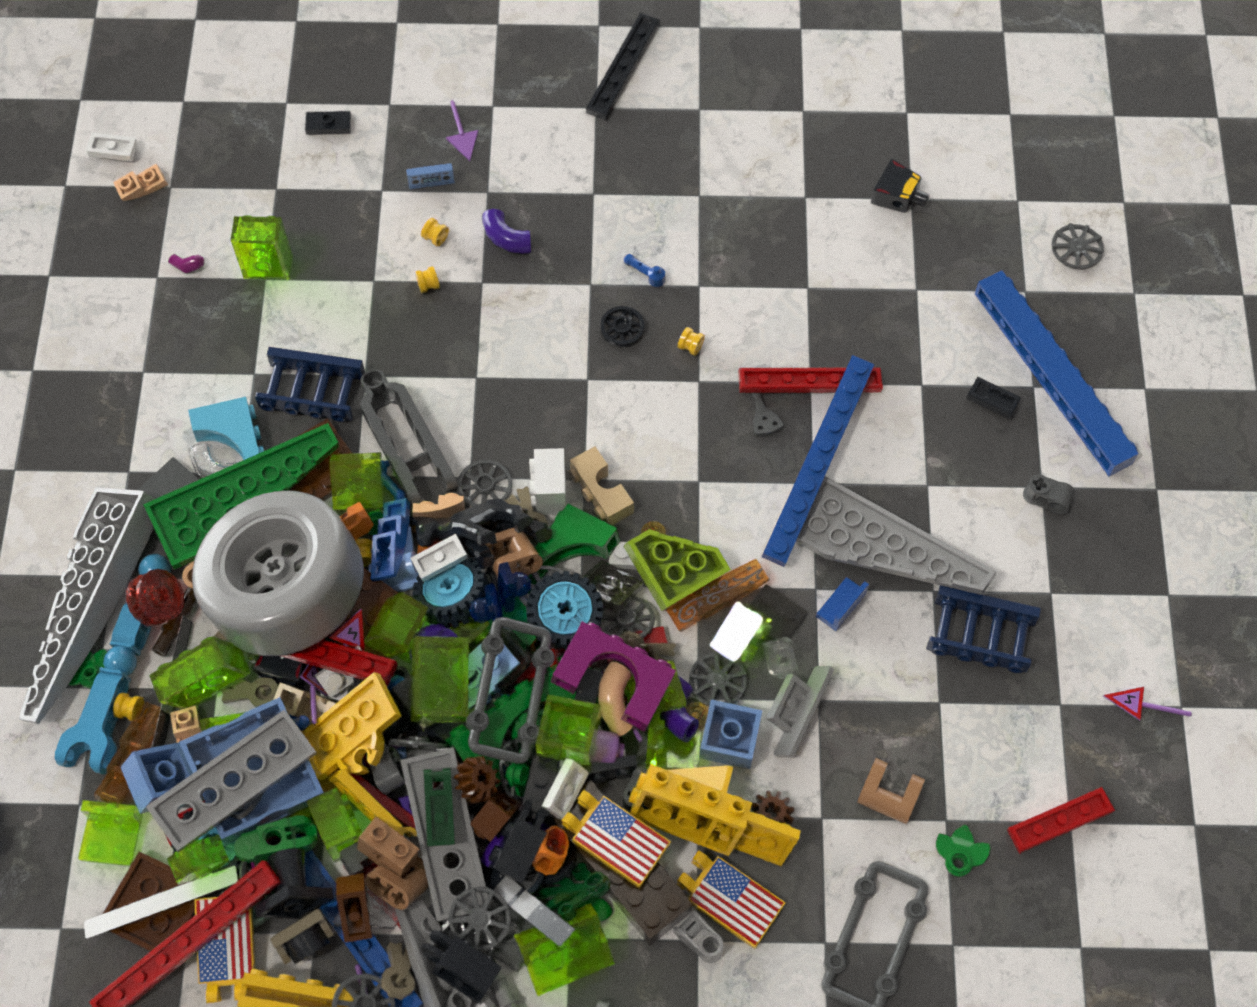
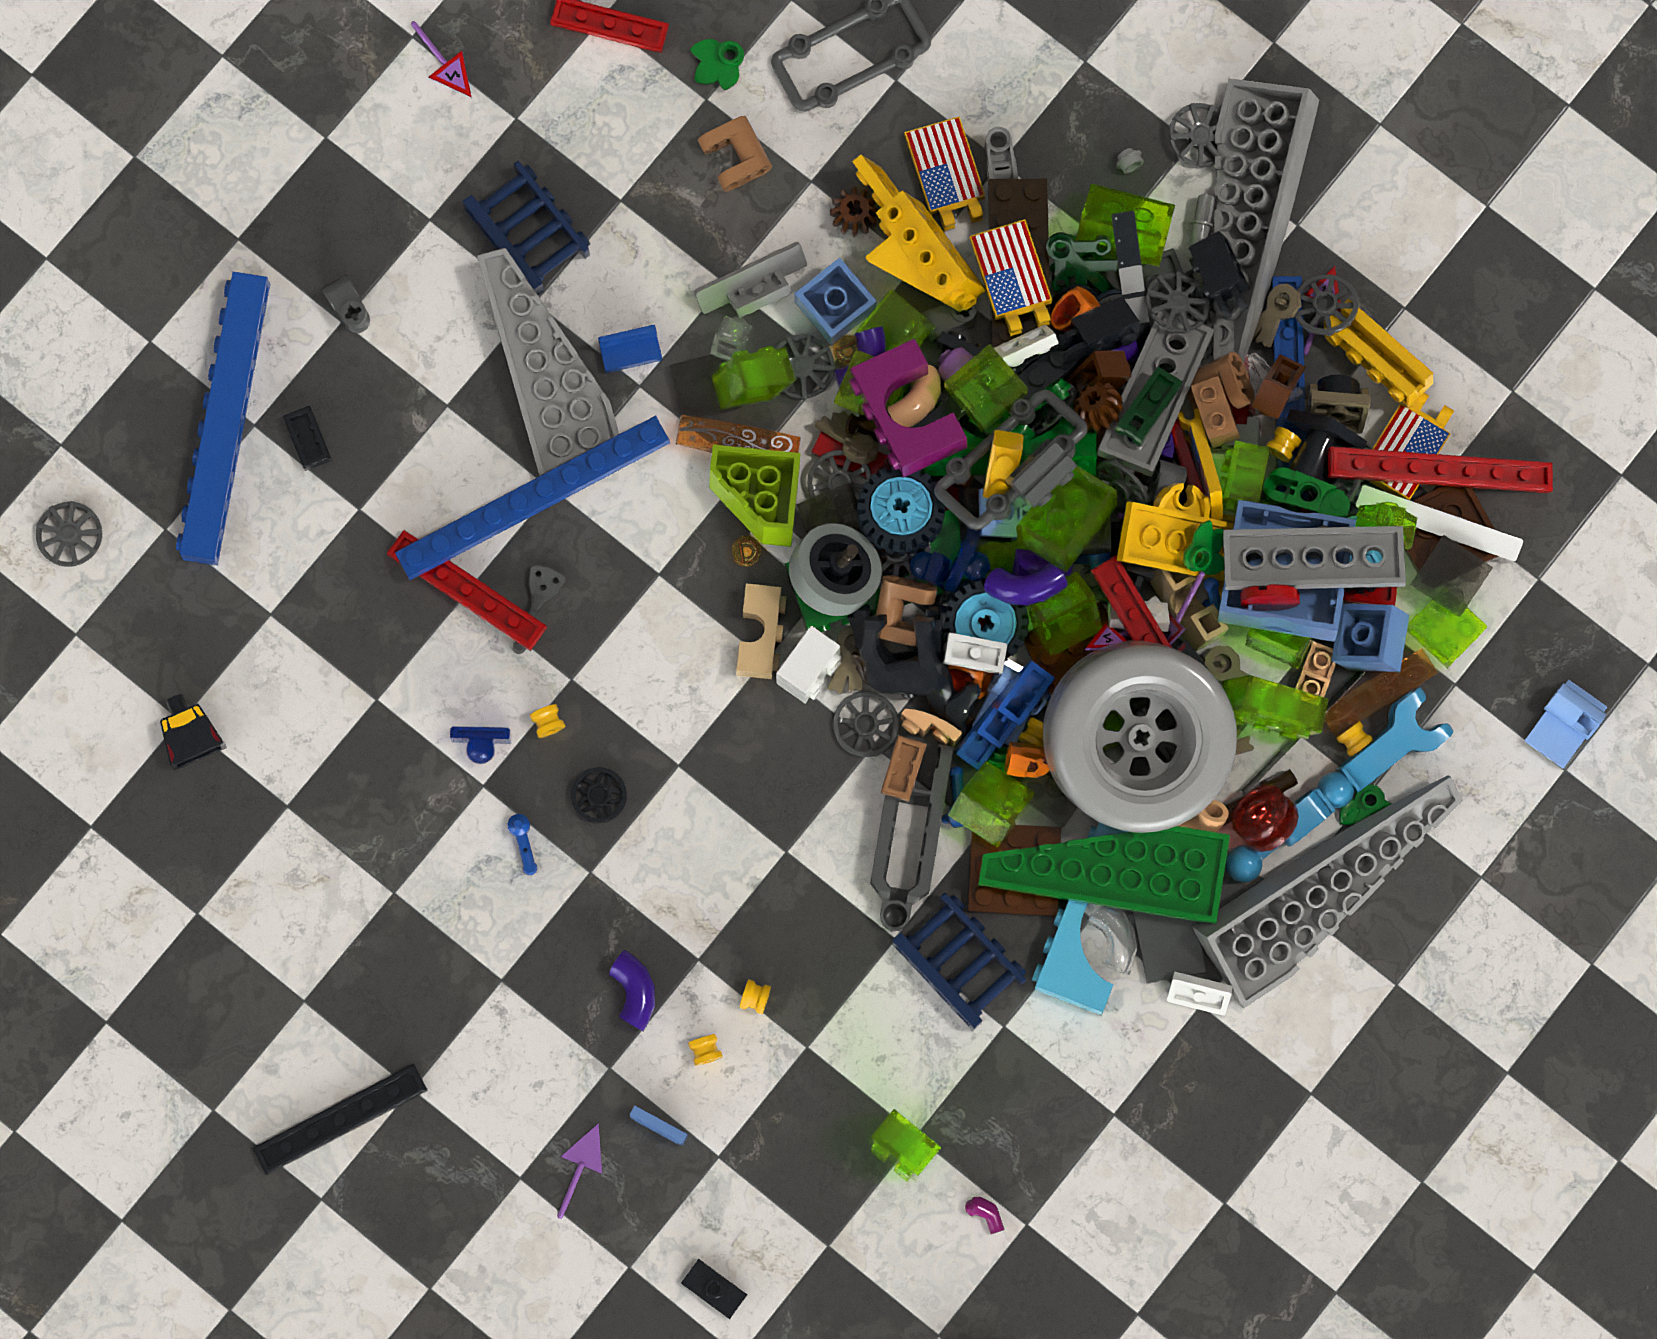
camera: 145 degrees left, 15 degrees up
(126, 868) = (1451, 576): none -> clear smoke plate
(141, 469) = (1199, 993): none -> white plate
(245, 728) = (1273, 598): none -> red tile
(321, 734) = (1204, 550): none -> green plate
(322, 871) = (1283, 444): none -> yellow wheel
(431, 606) = (1025, 589): none -> dark purple cylinder
(433, 458) = (903, 768): none -> medium nougat plate
(476, 680) = (1041, 474): none -> dark grey brick
(513, 681) = (1002, 461): none -> yellow brick
(577, 537) = (835, 569): none -> wheel
(722, 303) = (480, 741): none -> clear blue tile

